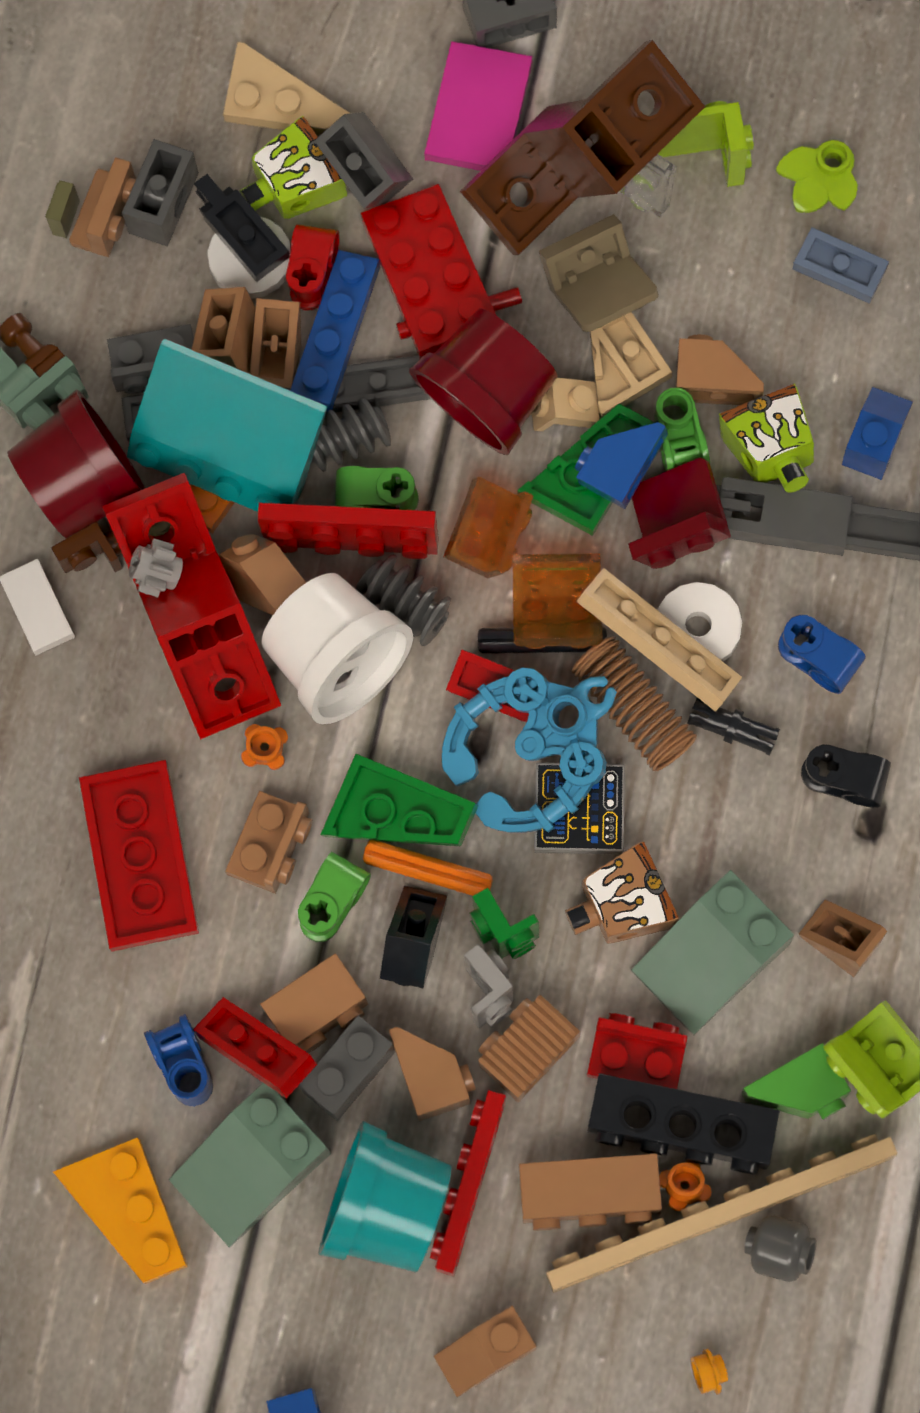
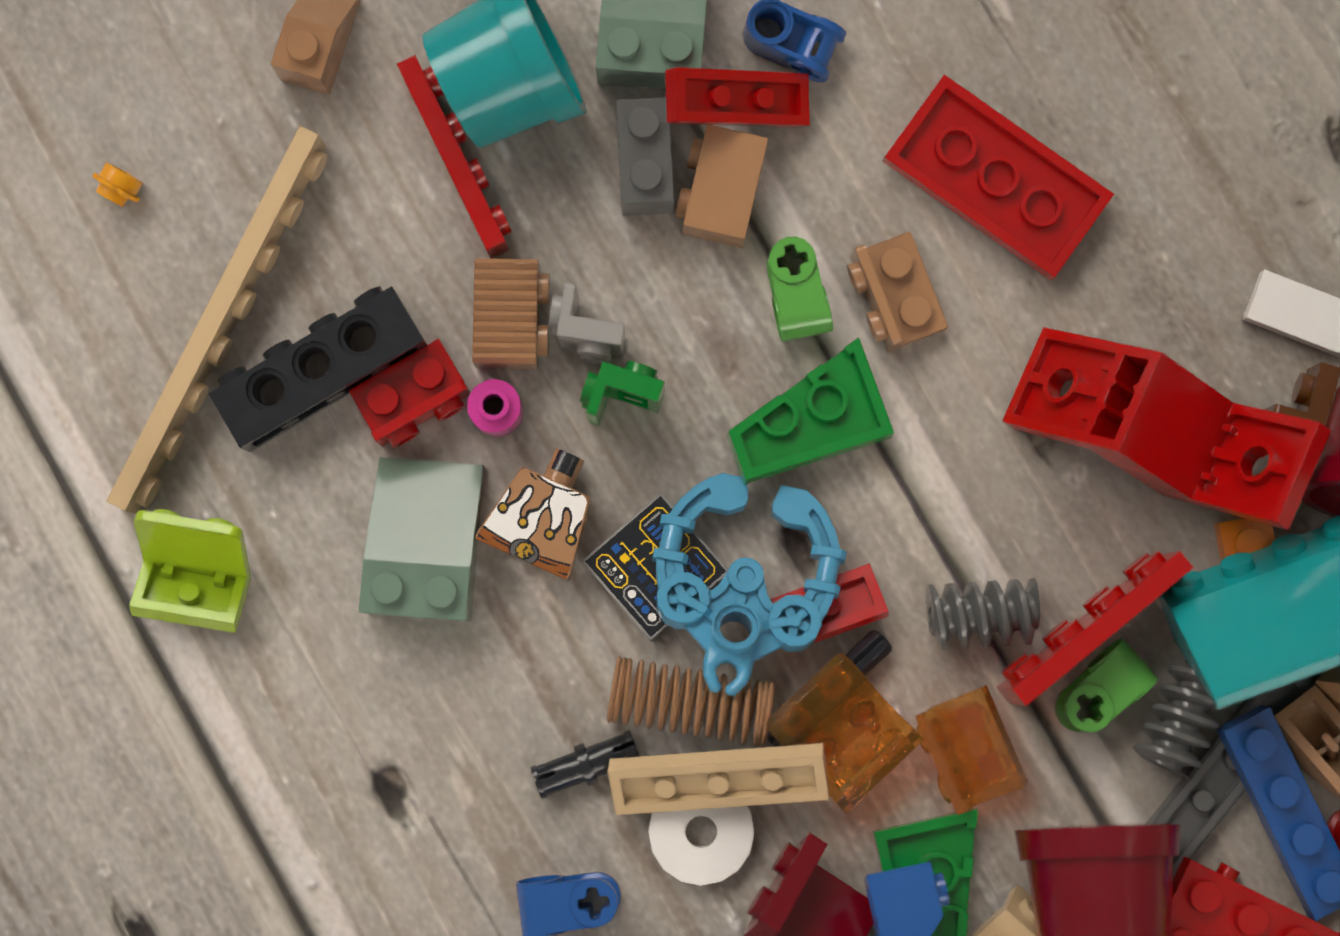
camera: 130 degrees right, 10 degrees up
(155, 567) = (1227, 423): light grey gear -> none
(255, 738) = (982, 356): orange plate -> none
(260, 572) = (1125, 514): medium nougat slope -> none
(335, 646) = (1001, 504): white piece -> none
(412, 937) = (695, 320): black slope -> none
(426, 868) = (738, 392): orange axle -> none
(431, 1075) = (570, 216): medium nougat slope -> none
(590, 1191) = (347, 240): medium nougat brick -> none
(591, 1005) = (502, 423): none -> dark pink brick
(685, 1173) = (268, 305): orange plate -> none
(780, 1248) = (143, 337): dark grey head -> none
(801, 1087) = (245, 488): bright green slope -> none
(843, 936) = (321, 657): medium nougat slope -> none
(852, 775) = (438, 811): black piece -> none

